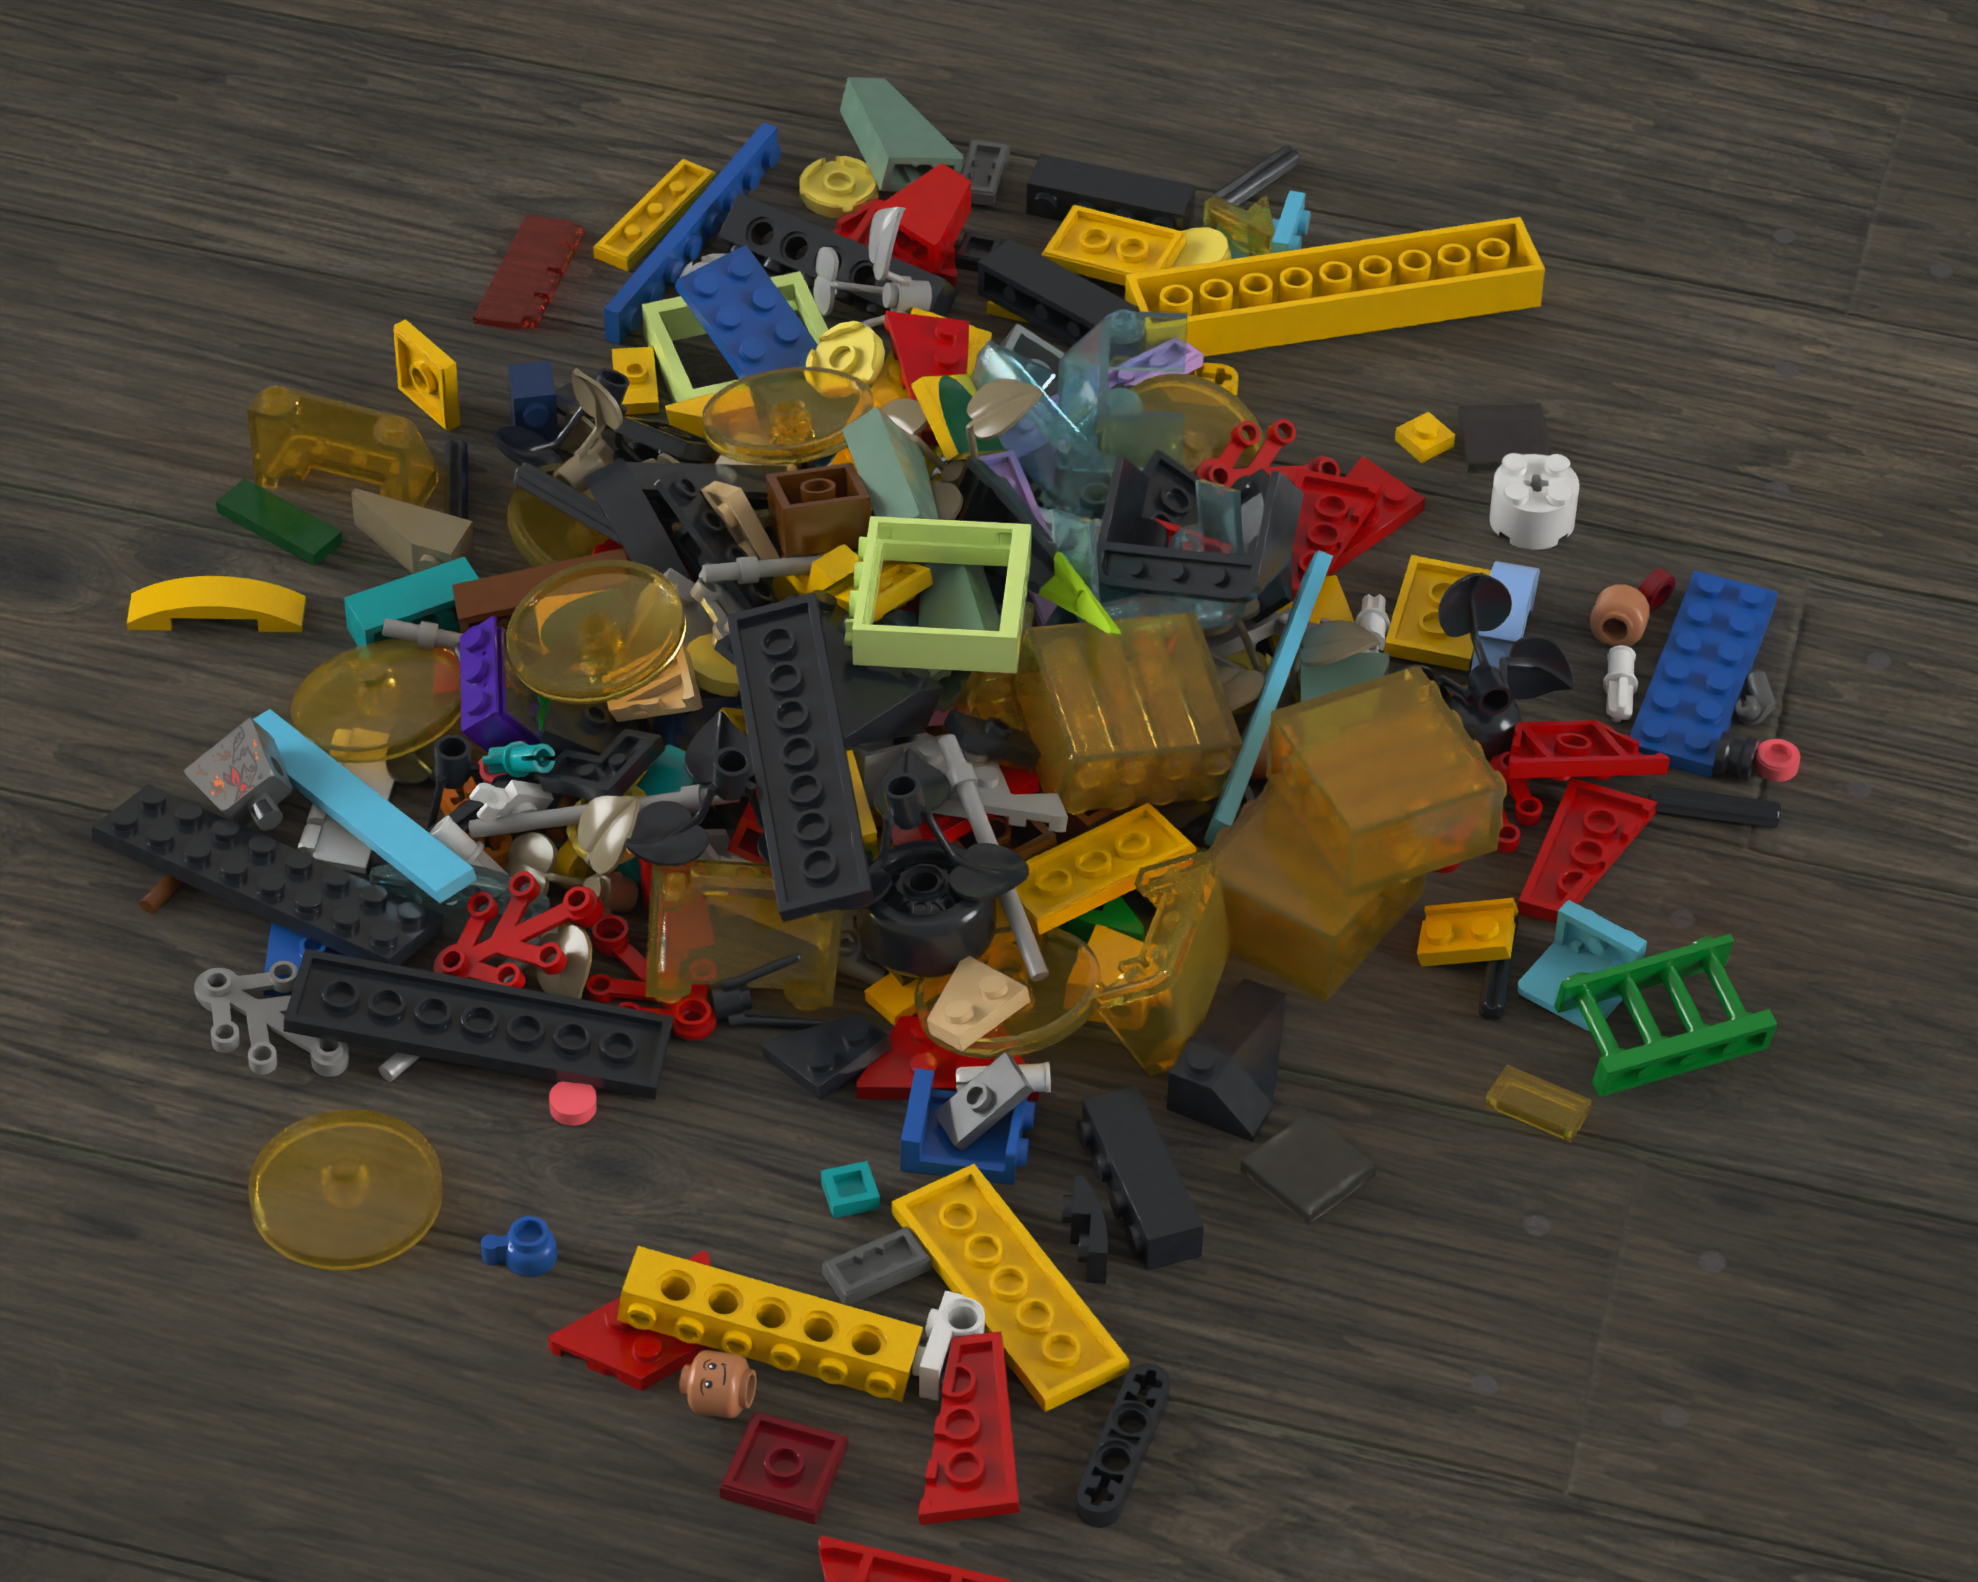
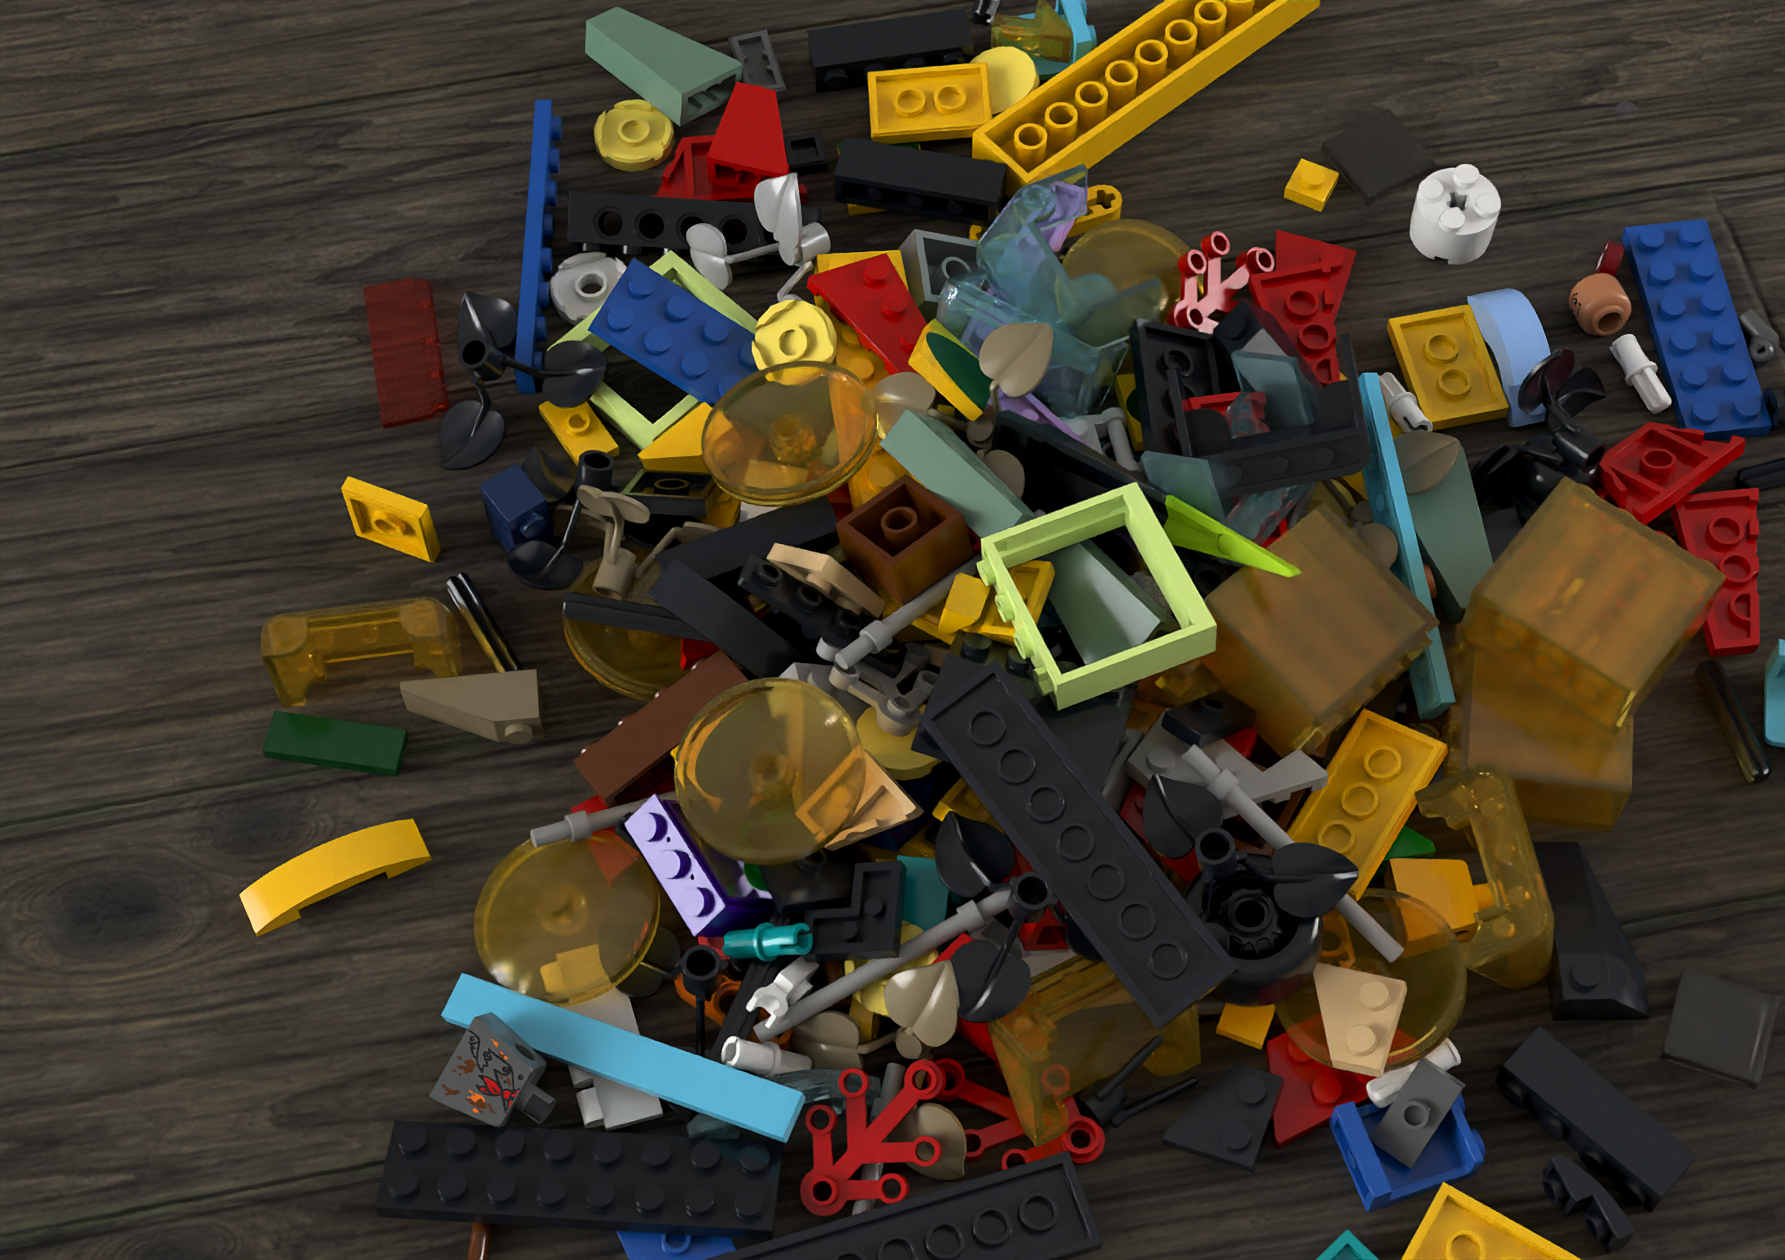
camera: 25 degrees left, 15 degrees up
(410, 599) = (529, 787): teal brick -> none
(583, 286) = (485, 327): none -> black plant
(653, 215) = (484, 232): yellow tile -> none
(1467, 932) = (1695, 703): yellow plate -> none

